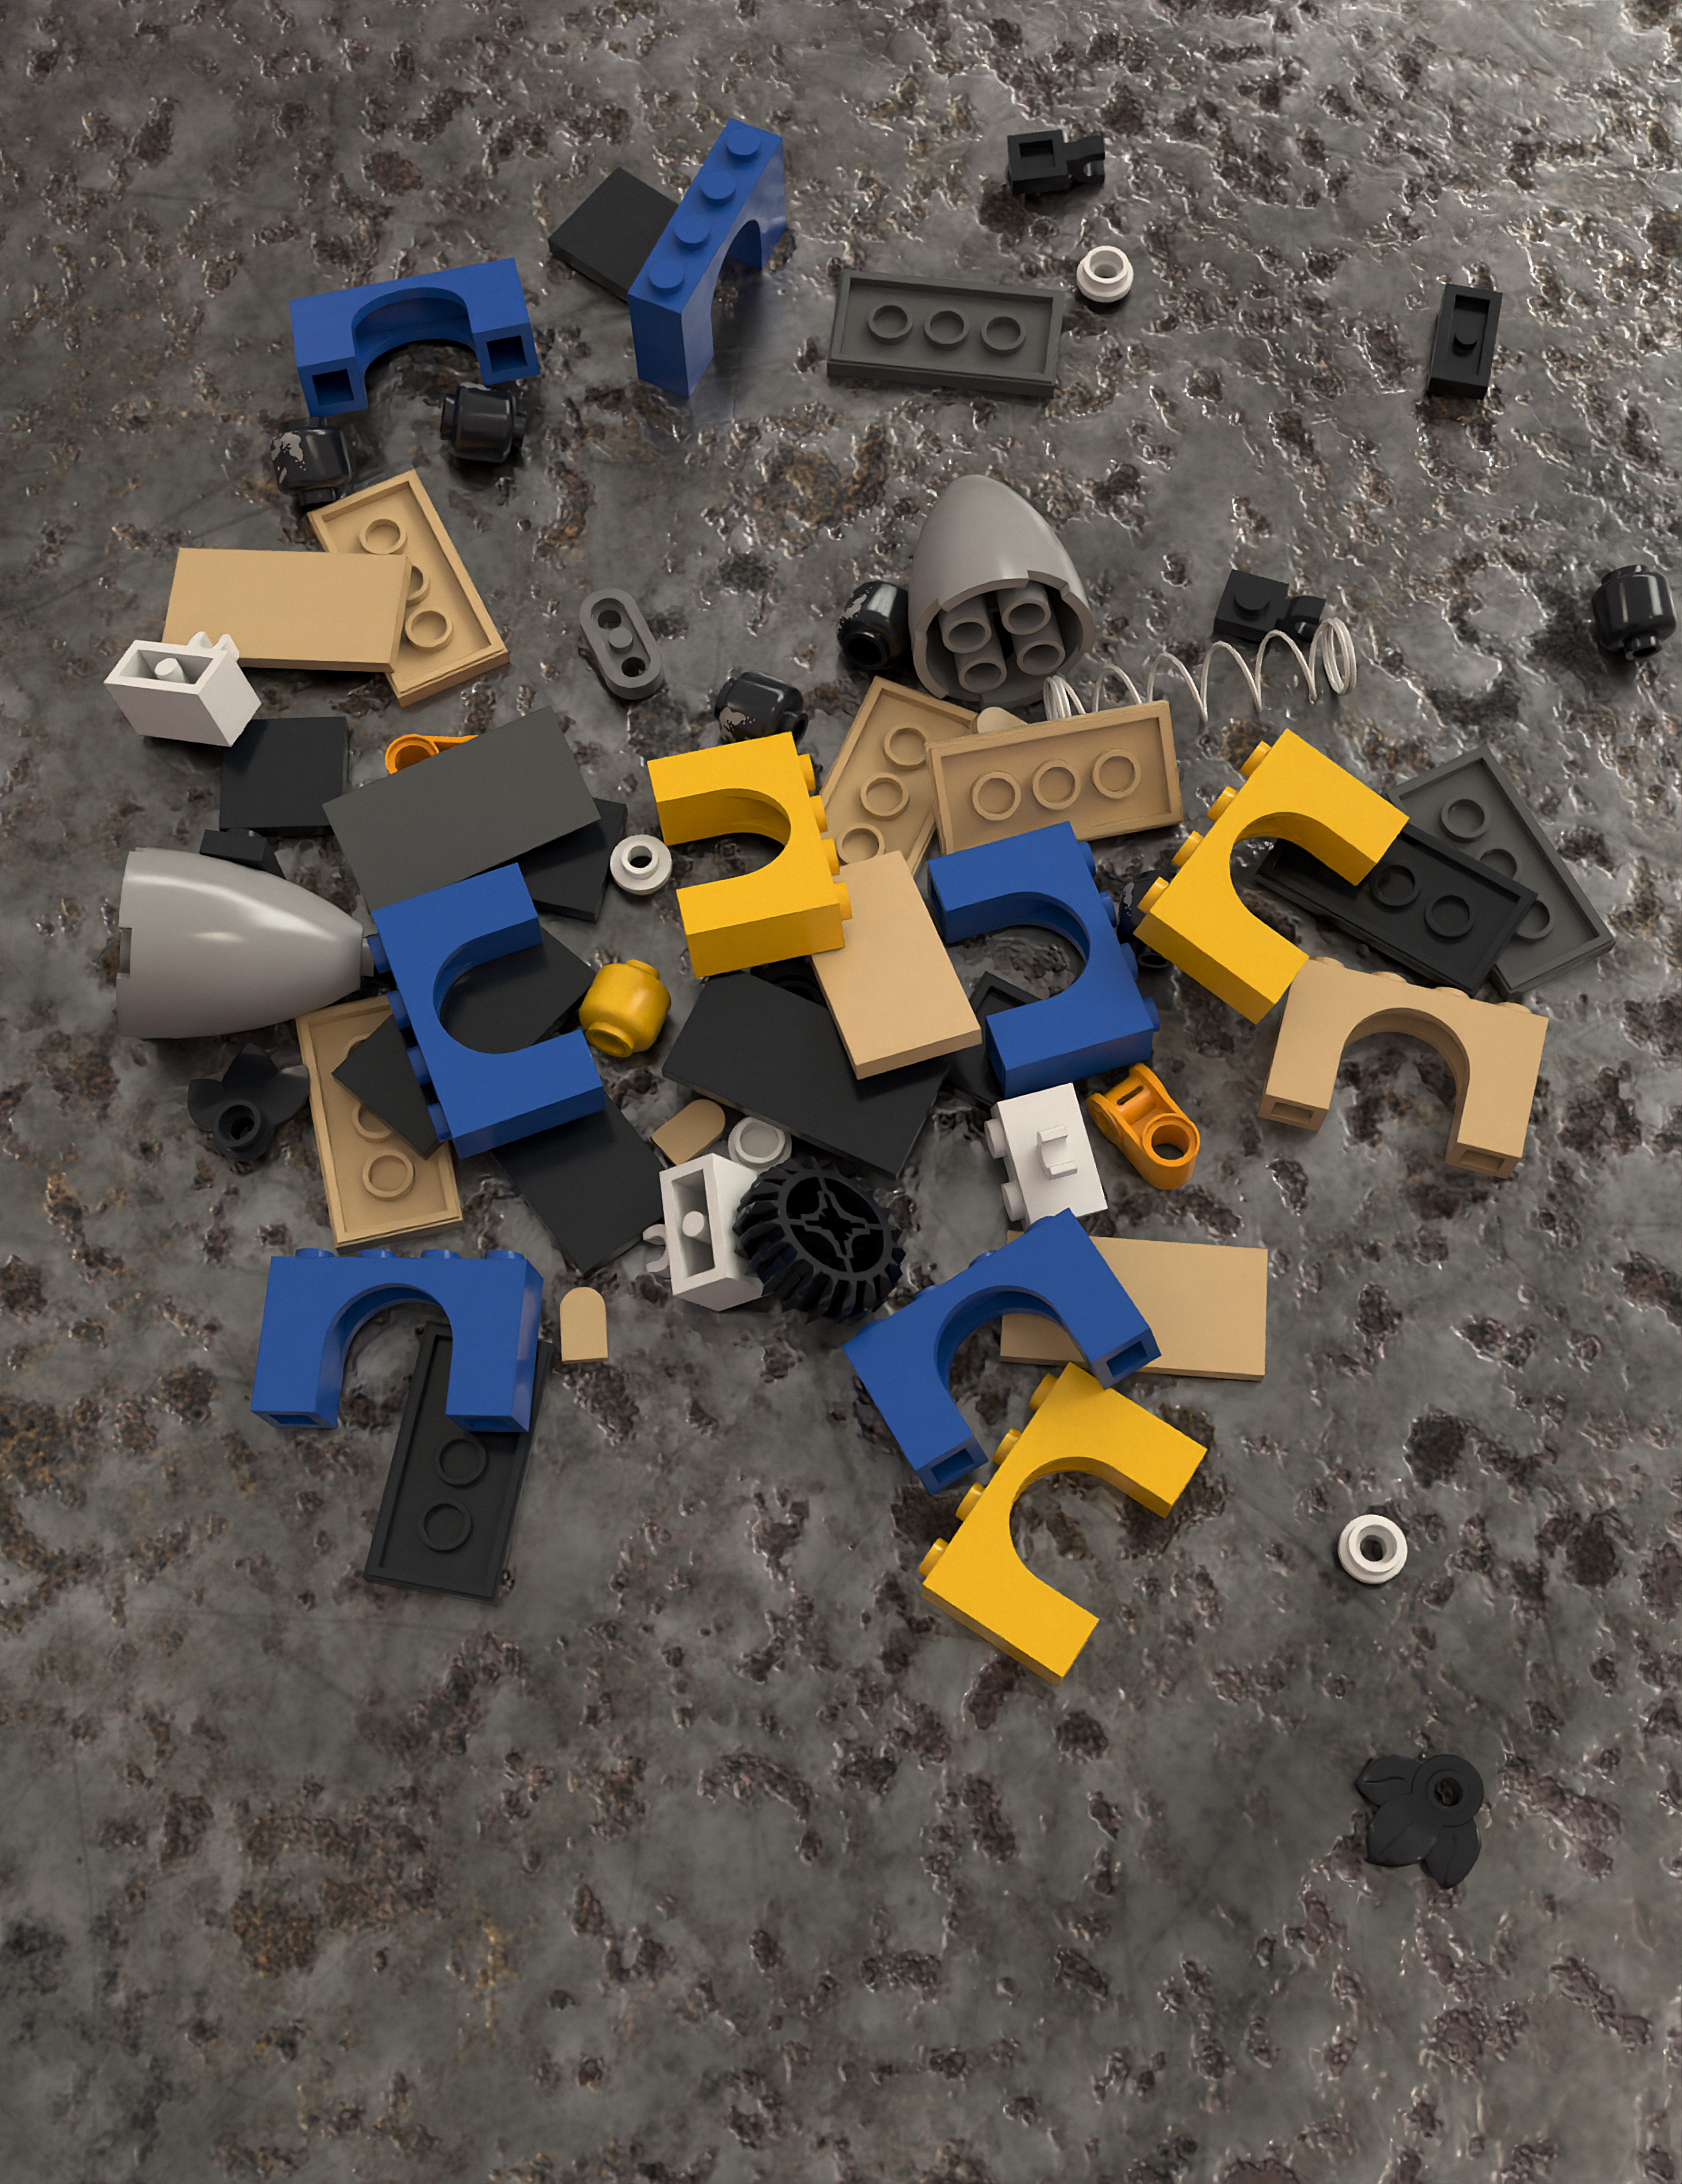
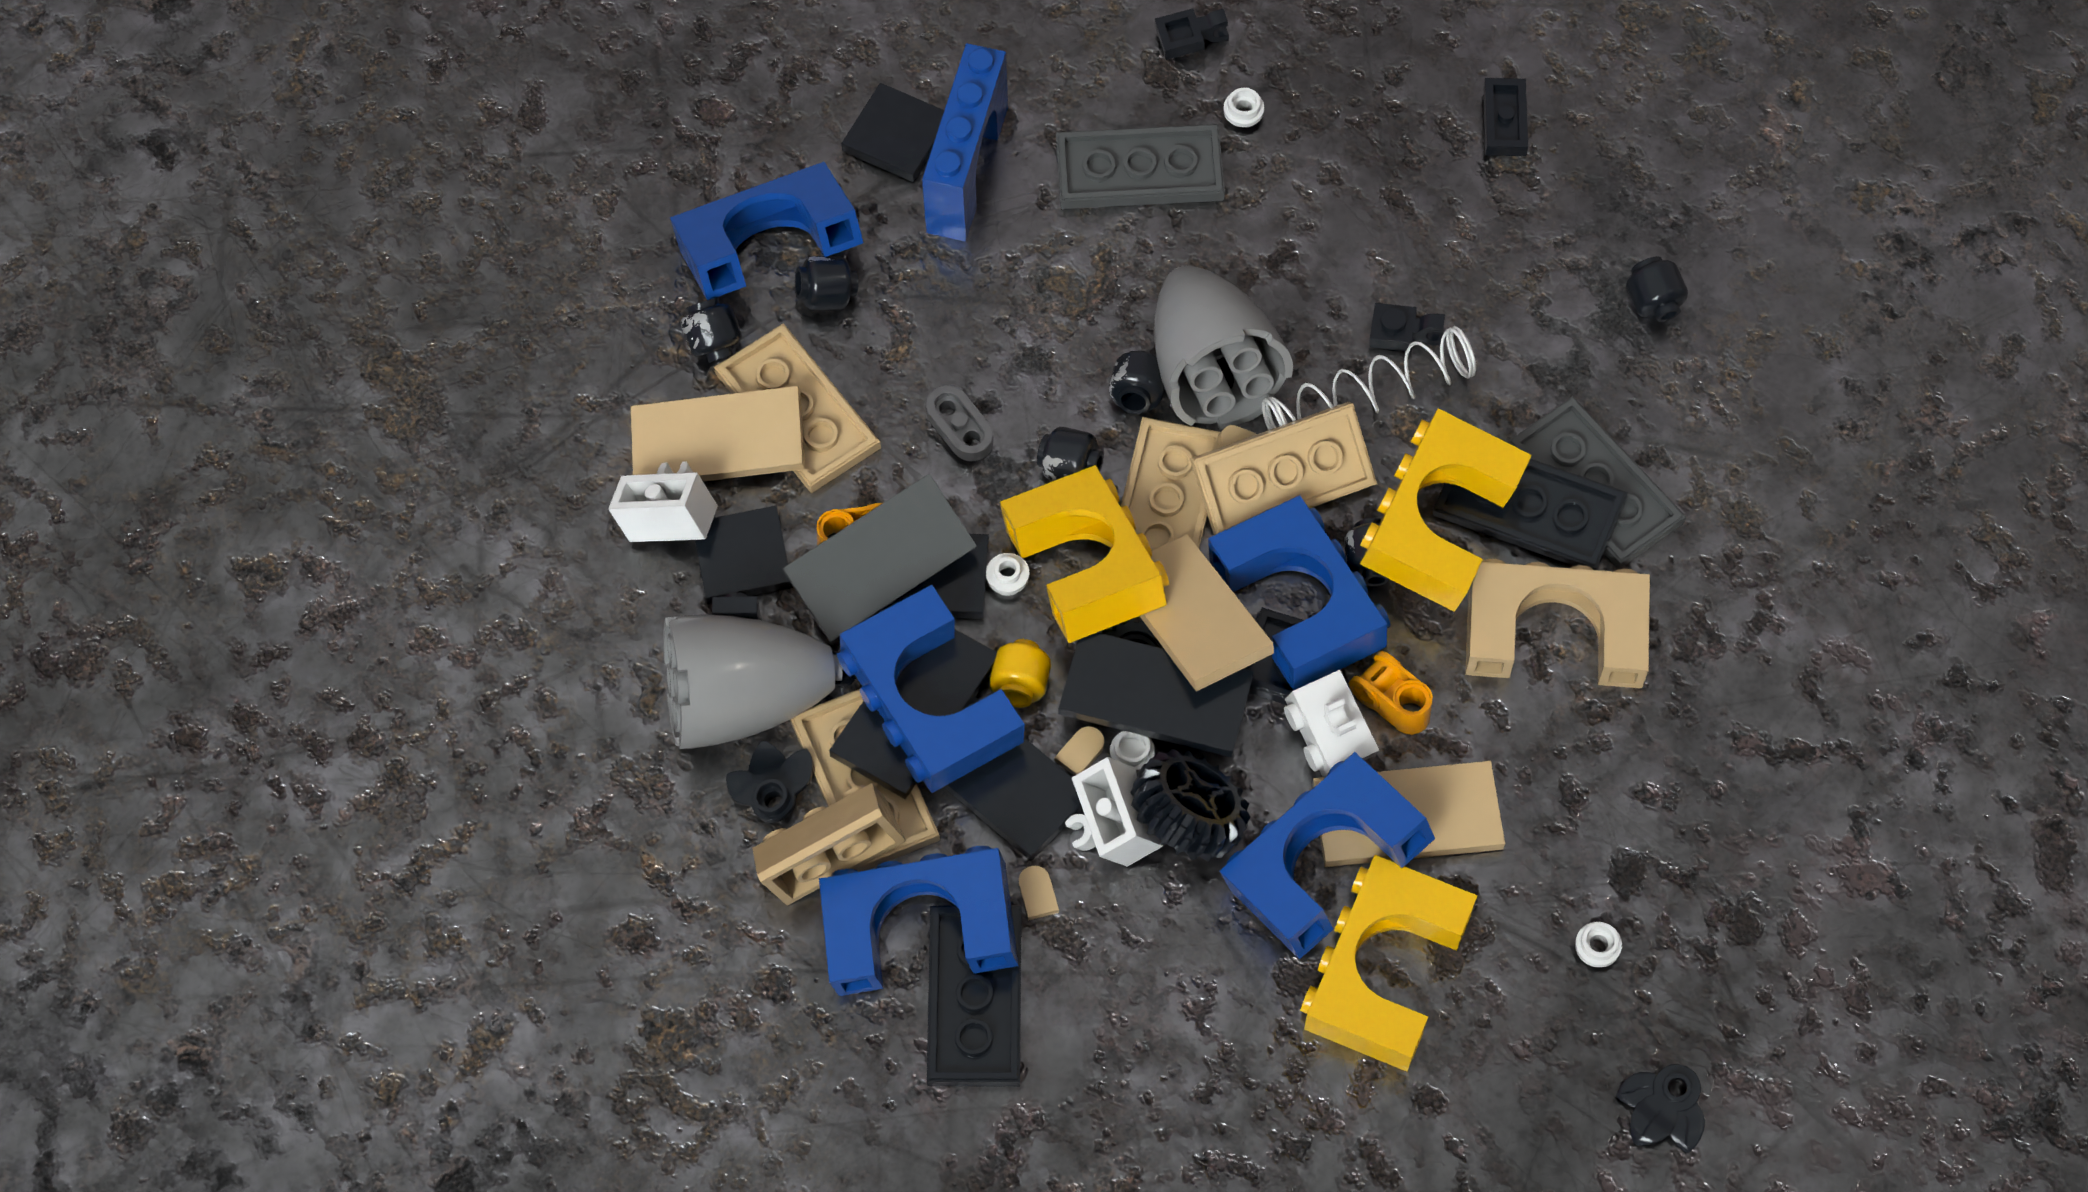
camera: 10 degrees left, 5 degrees down
(291, 1206) = (827, 841): none -> tan slope

